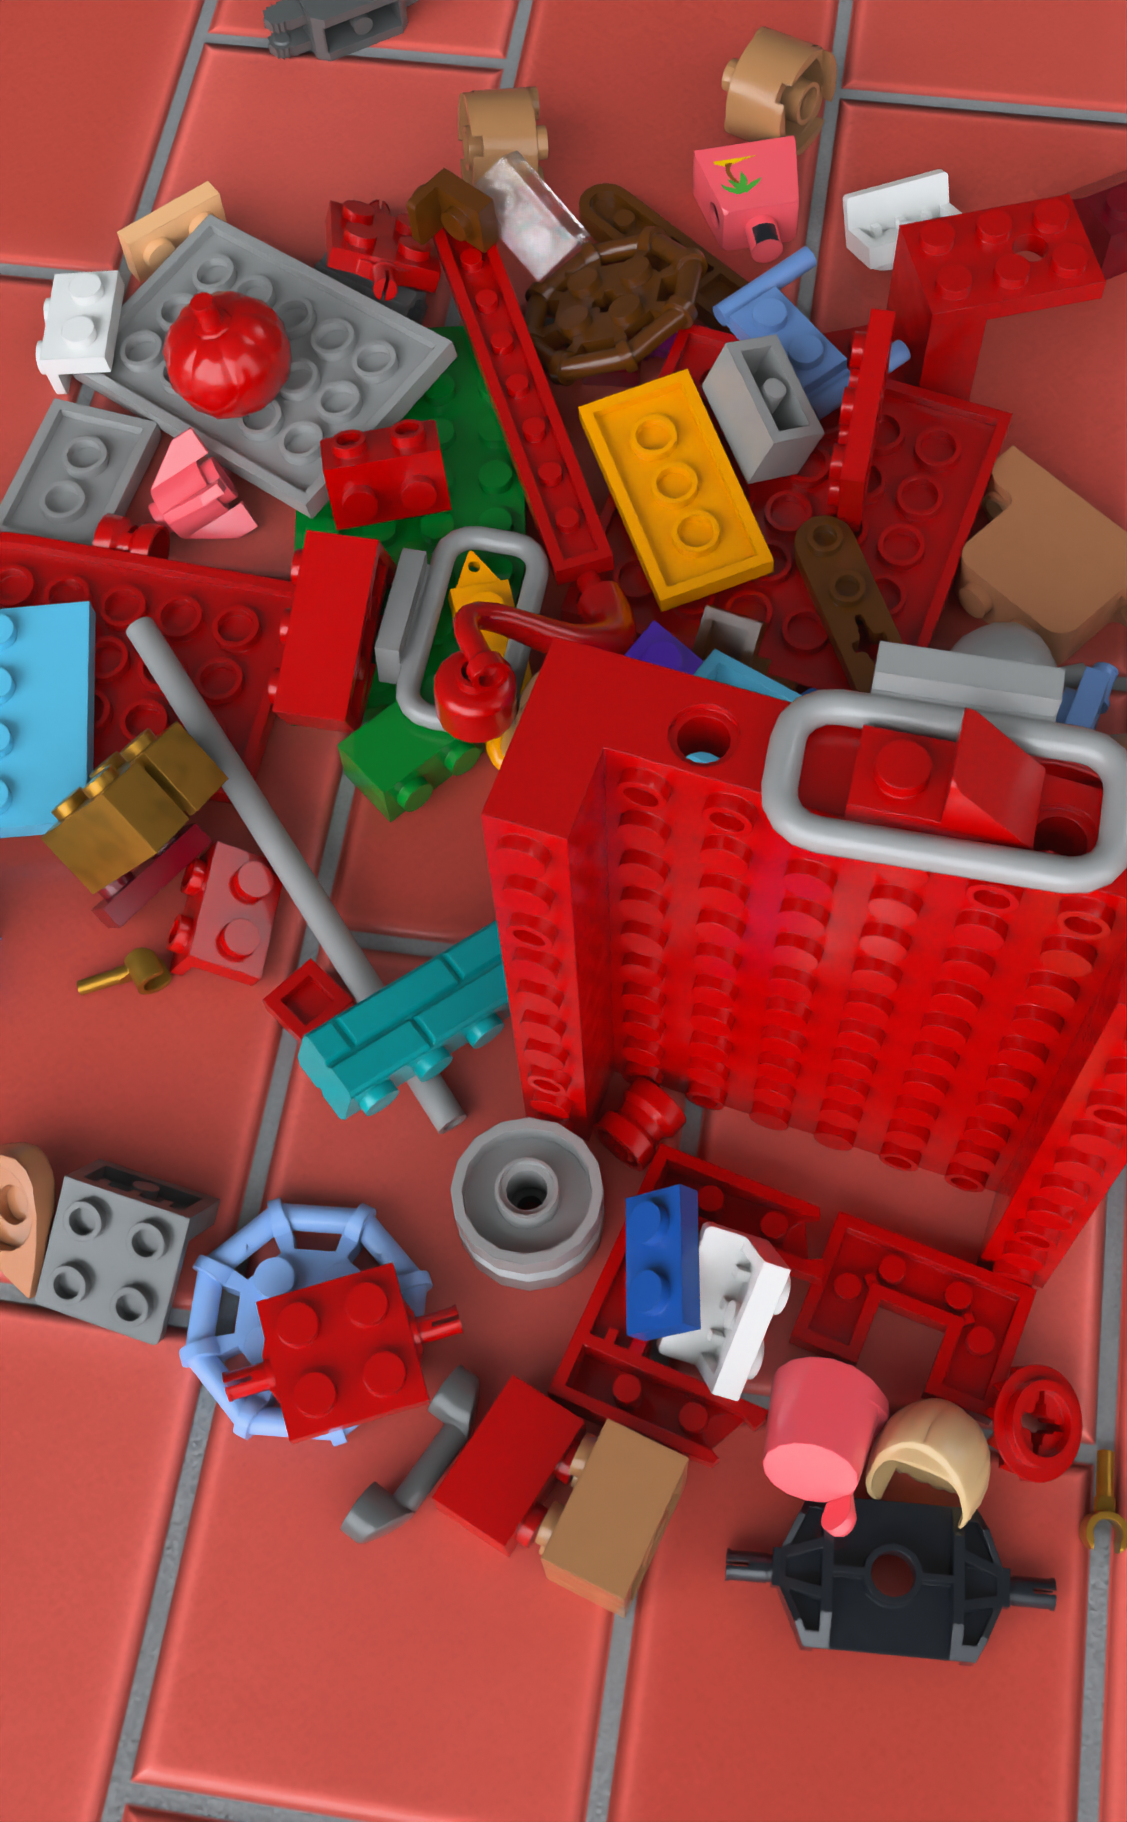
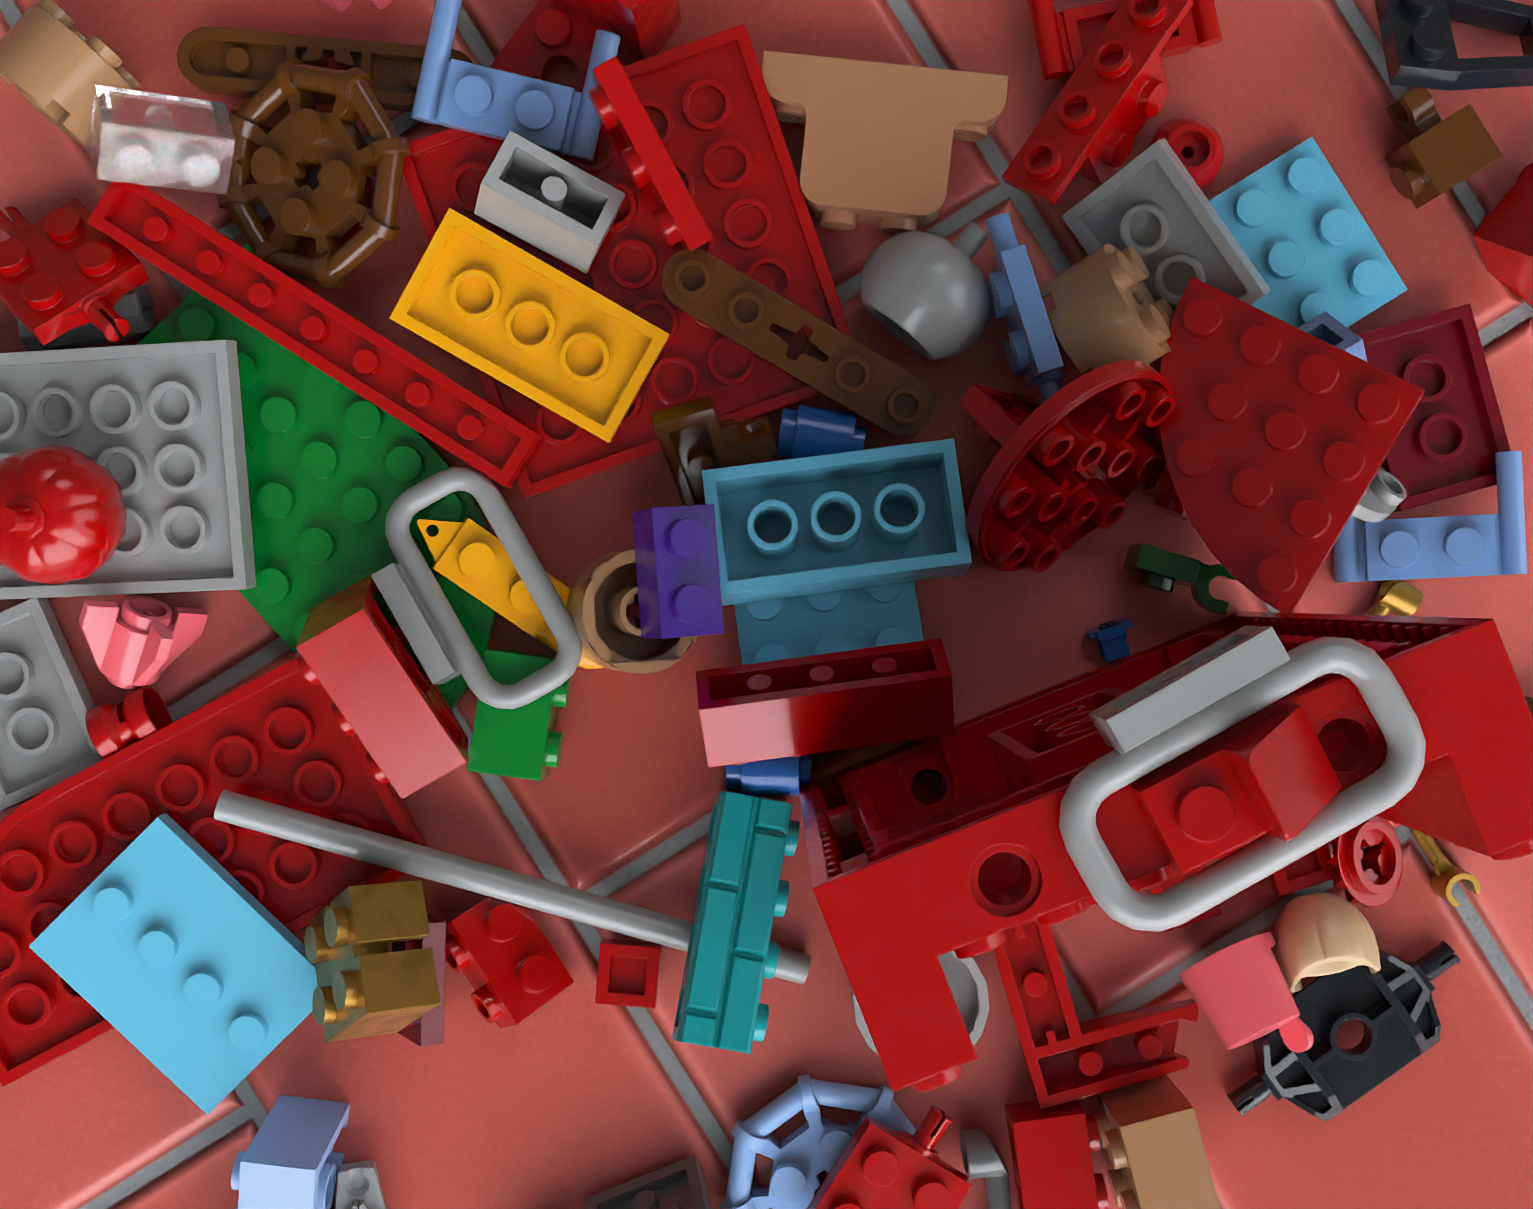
camera: 45 degrees left, 25 degrees up
(140, 965) = (482, 1045): pearl gold hand -> none
(385, 473) = (282, 507): red bracket -> none
(457, 207) = (109, 201): reddish brown bracket -> none
(468, 712) = (578, 662): red head -> none
(606, 626) = (598, 533): red animal -> none
(662, 1263) = (1056, 976): blue plate -> none
(739, 1293) = (1118, 965): white bracket -> none

